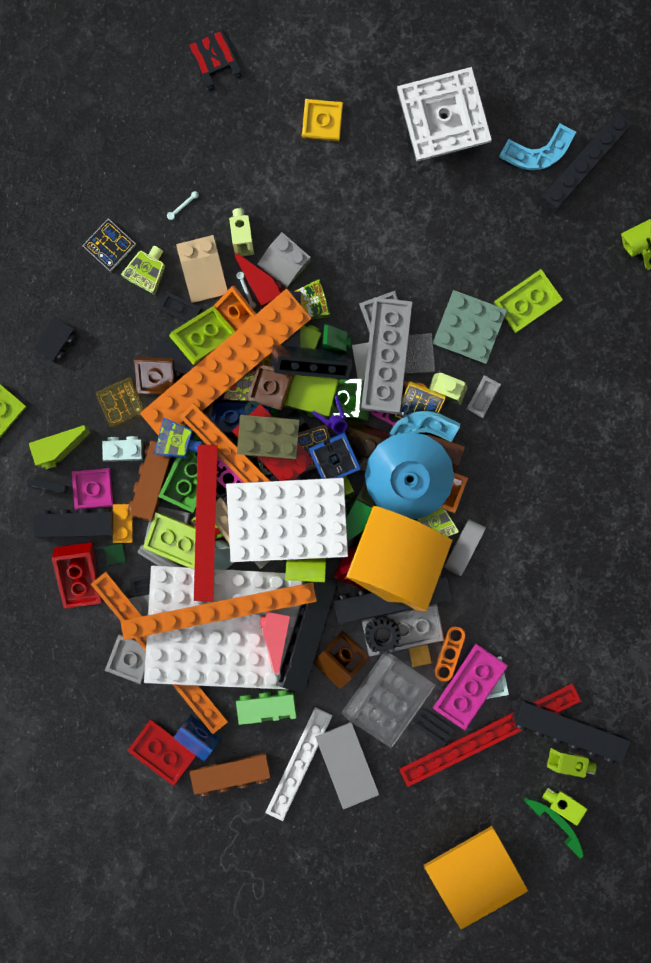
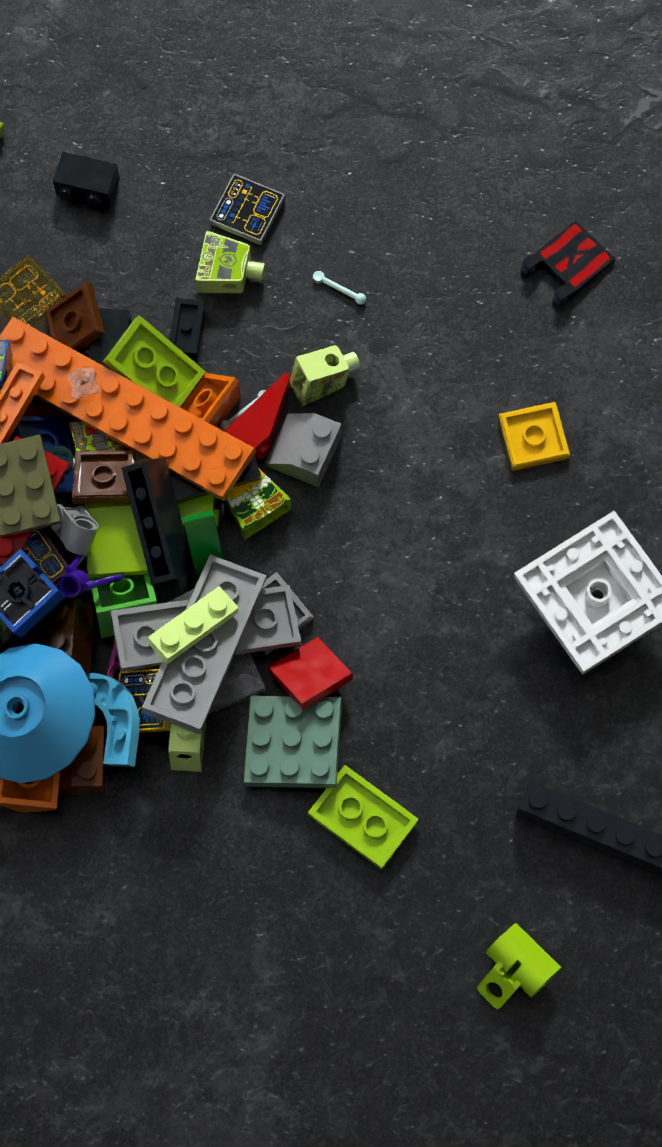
camera: 70 degrees right, 15 degrees down
(202, 269) = (255, 338): tan slope -> none
(209, 384) = (83, 374): none -> clear plate
(302, 411) = (76, 529): none -> light grey piece
(390, 360) = (193, 625): none -> yellowish green plate
(402, 357) = (190, 682): none -> light grey plate
(432, 303) = (310, 673): none -> red tile
(483, 396) = (194, 798): light grey tile -> none
(539, 158) = (594, 769): medium azure plate -> none

